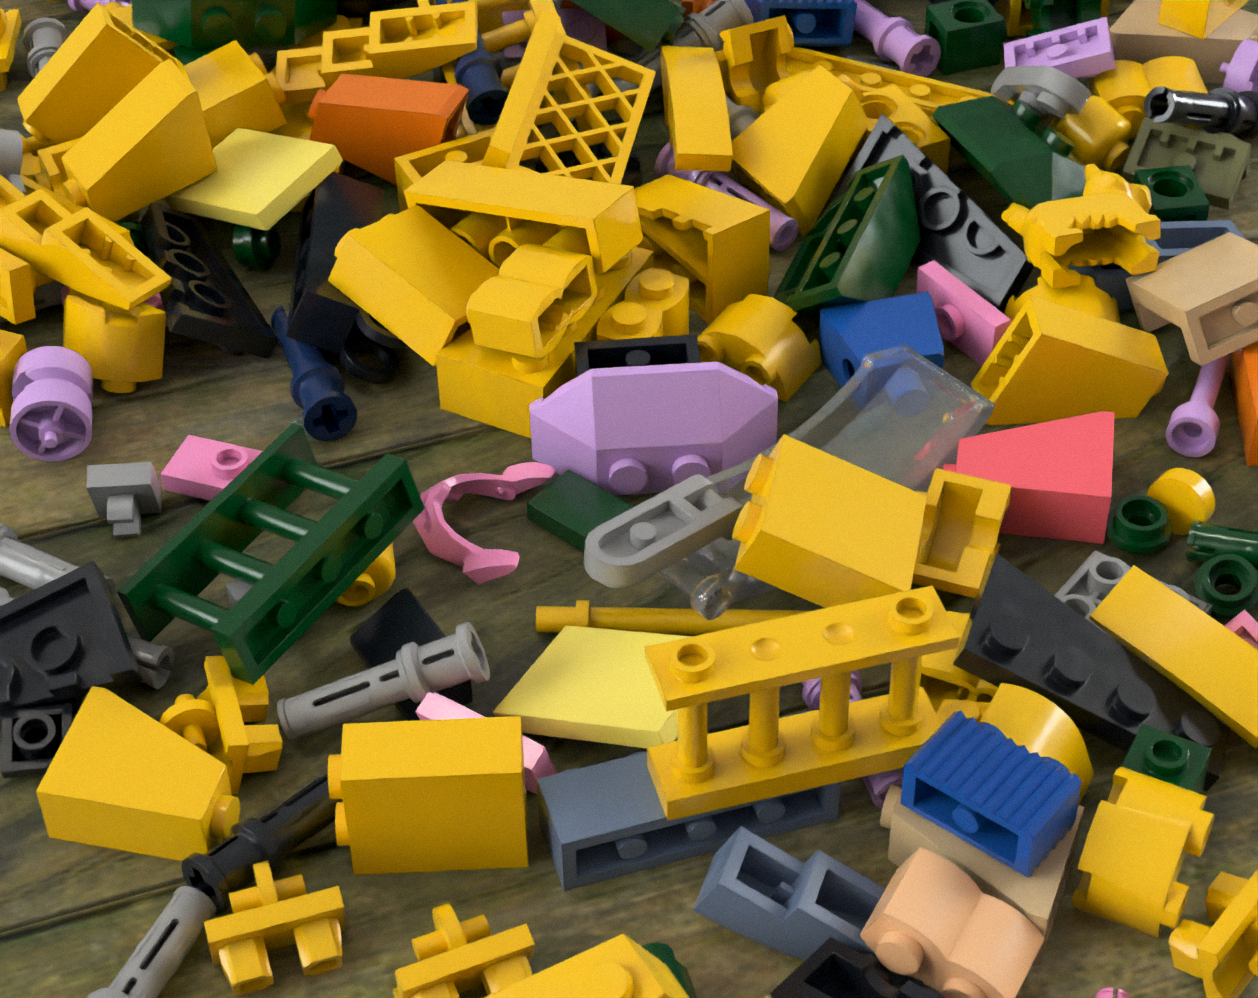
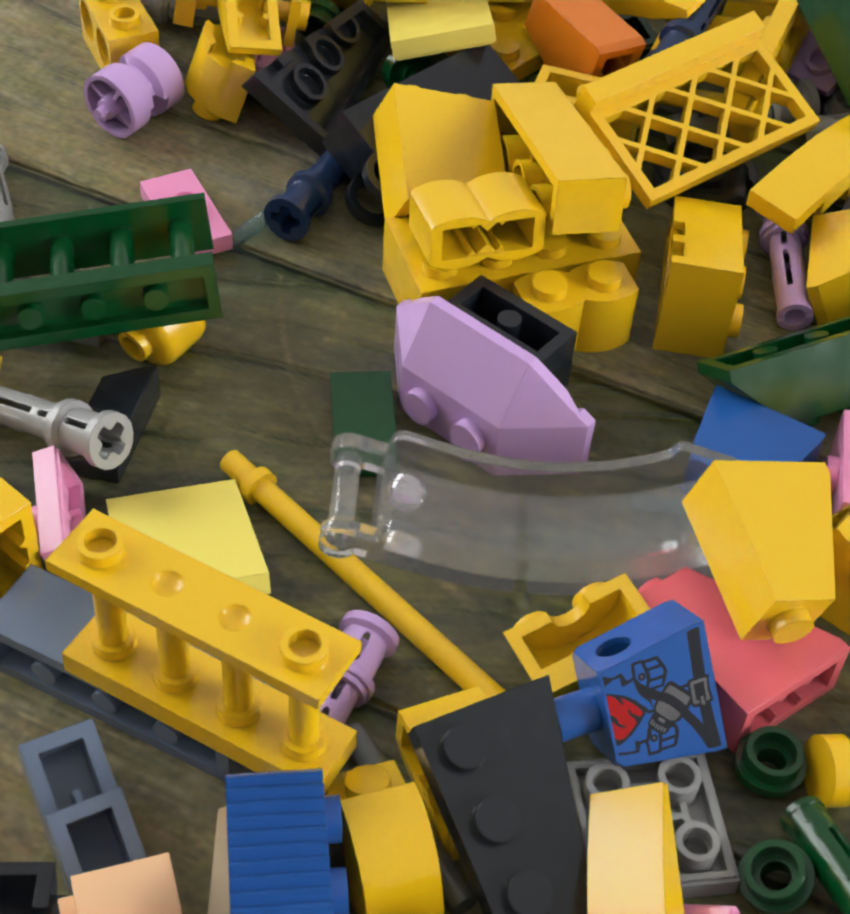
camera: 40 degrees right, 5 degrees up
(124, 494) = (95, 178): light grey tile -> none
(445, 543) = (247, 393): bright pink helmet -> none
(659, 532) = (348, 457): light grey plate -> none
(762, 344) = (650, 386): yellow cylinder -> none
(827, 527) = (462, 552): yellow brick -> none
(1011, 377) = (767, 543): none -> yellow slope
(1042, 519) = (646, 690): none -> blue torso

